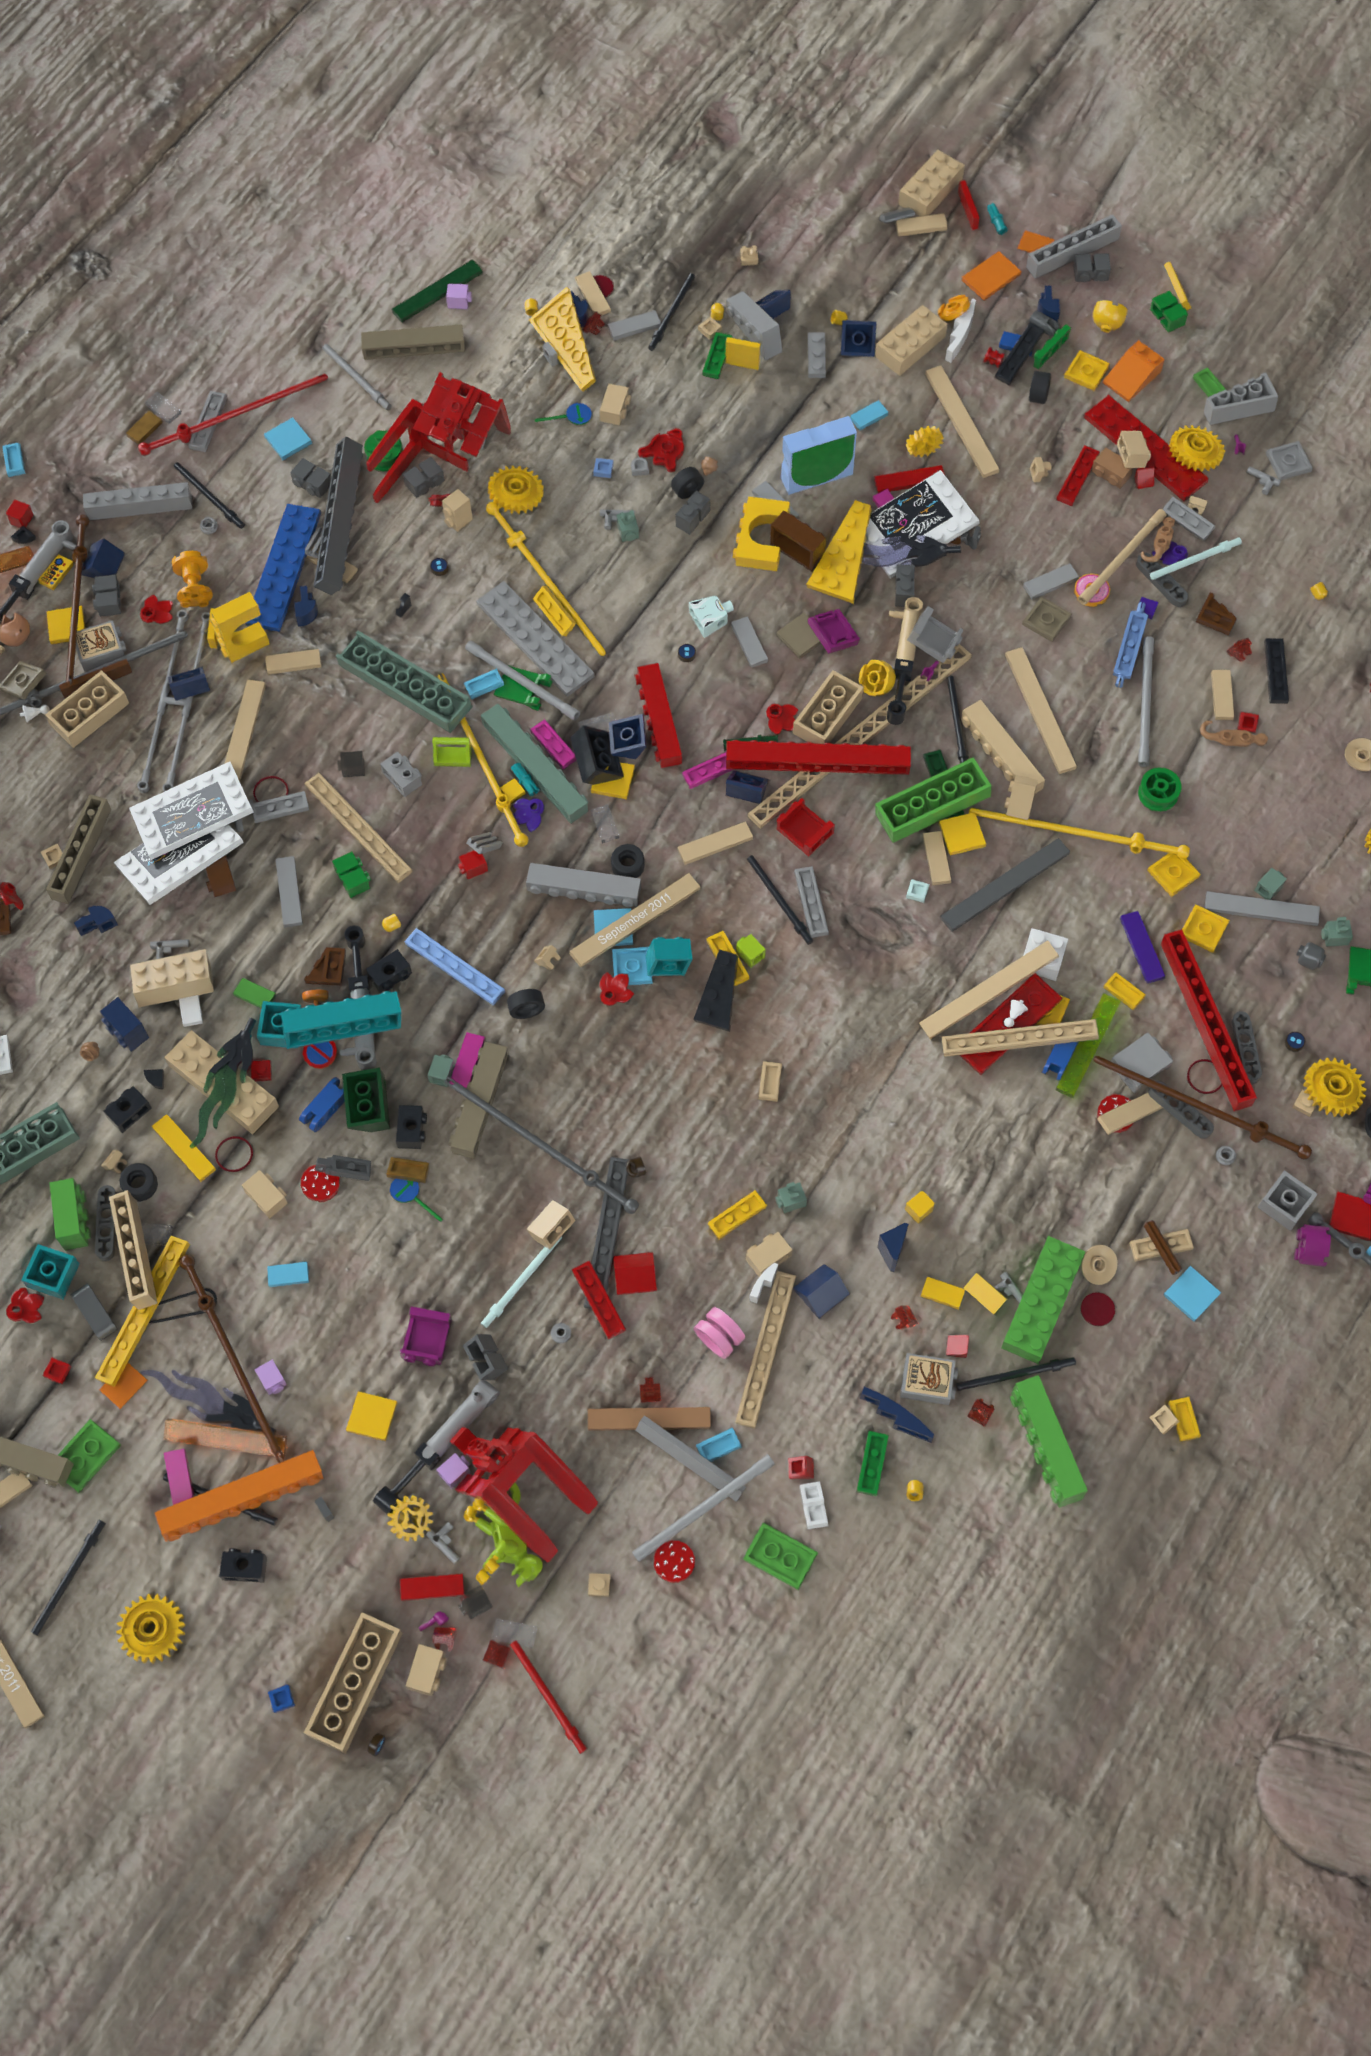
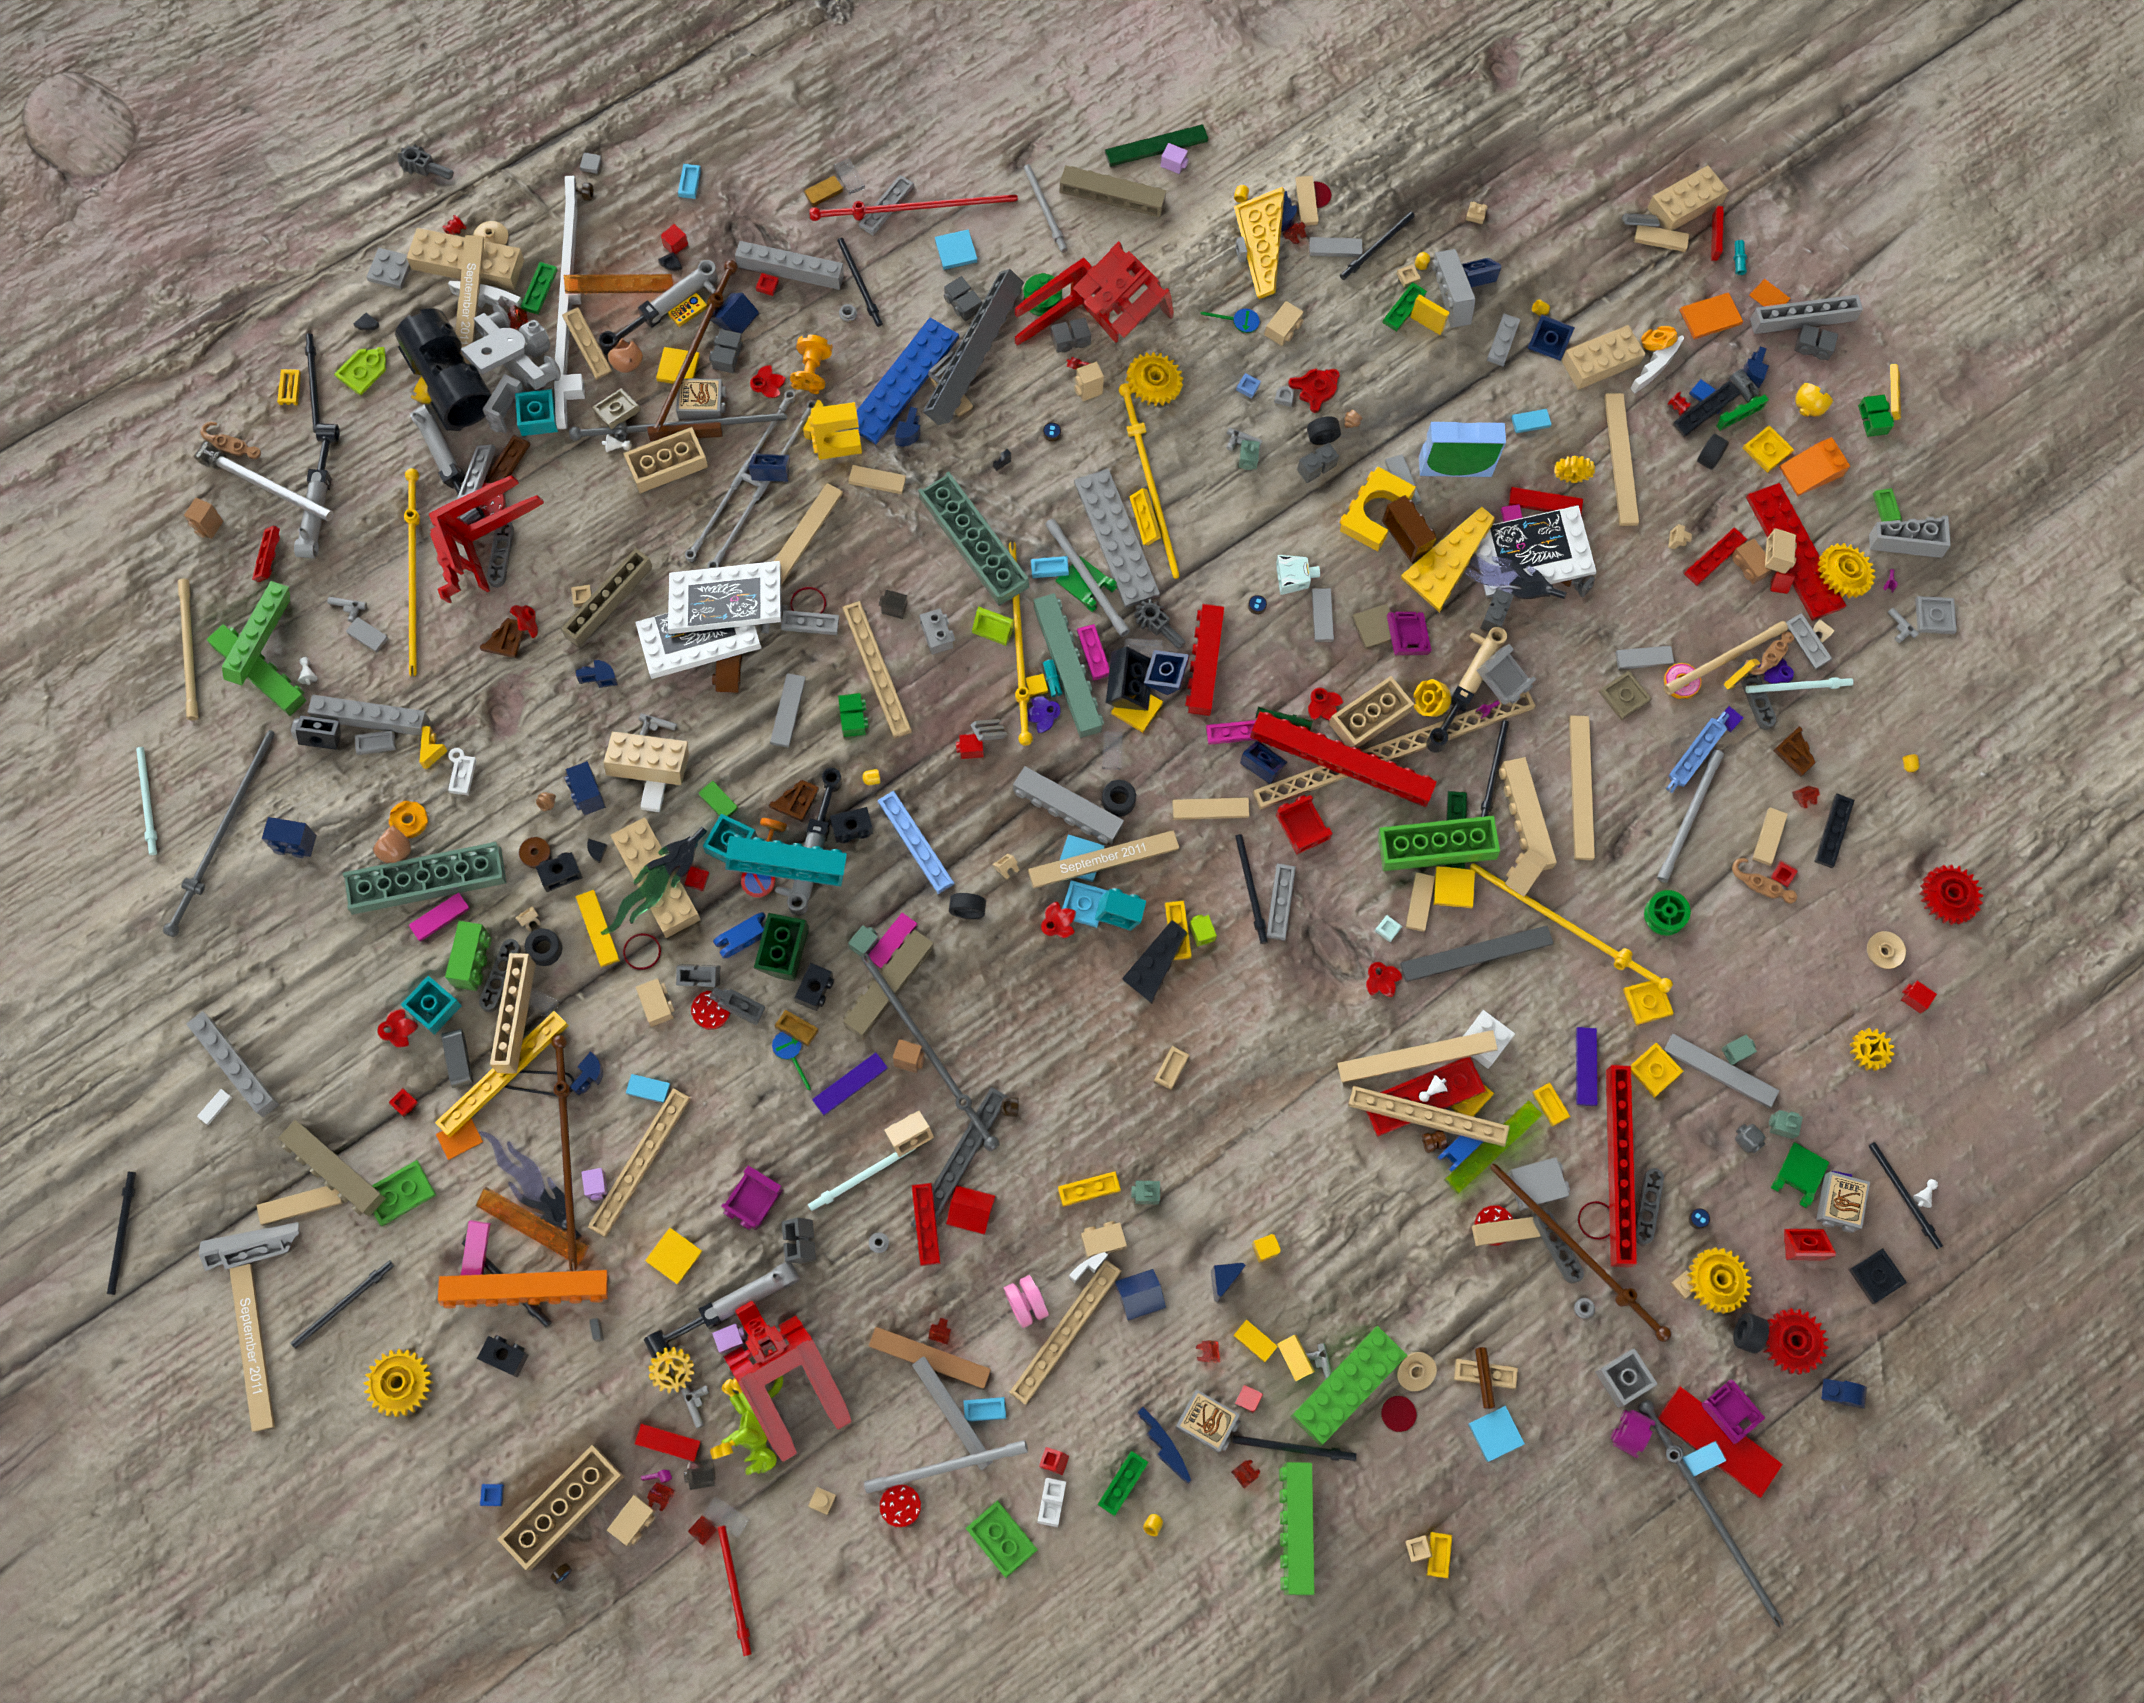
camera: 15 degrees right, 5 degrees up
(26, 1191) = (439, 917): none -> dark pink tile
(93, 1093) = (530, 845): none -> reddish brown piece
(123, 525) = (767, 284): none -> red plate
(227, 1278) = (591, 1071): none -> dark blue brick
(290, 1156) = (692, 973): none -> dark grey piece
(305, 1344) = (639, 1163): none -> tan tile
(477, 1202) = (849, 1084): none -> dark purple tile
(524, 1155) = (908, 1056): none -> medium nougat brick
(602, 698) = (1158, 623): none -> dark grey gear
(932, 938) = (1385, 981): none -> red plate
(1033, 1059) = (1434, 1141): none -> reddish brown wheel
(1142, 563) = (1741, 673): none -> yellow tile

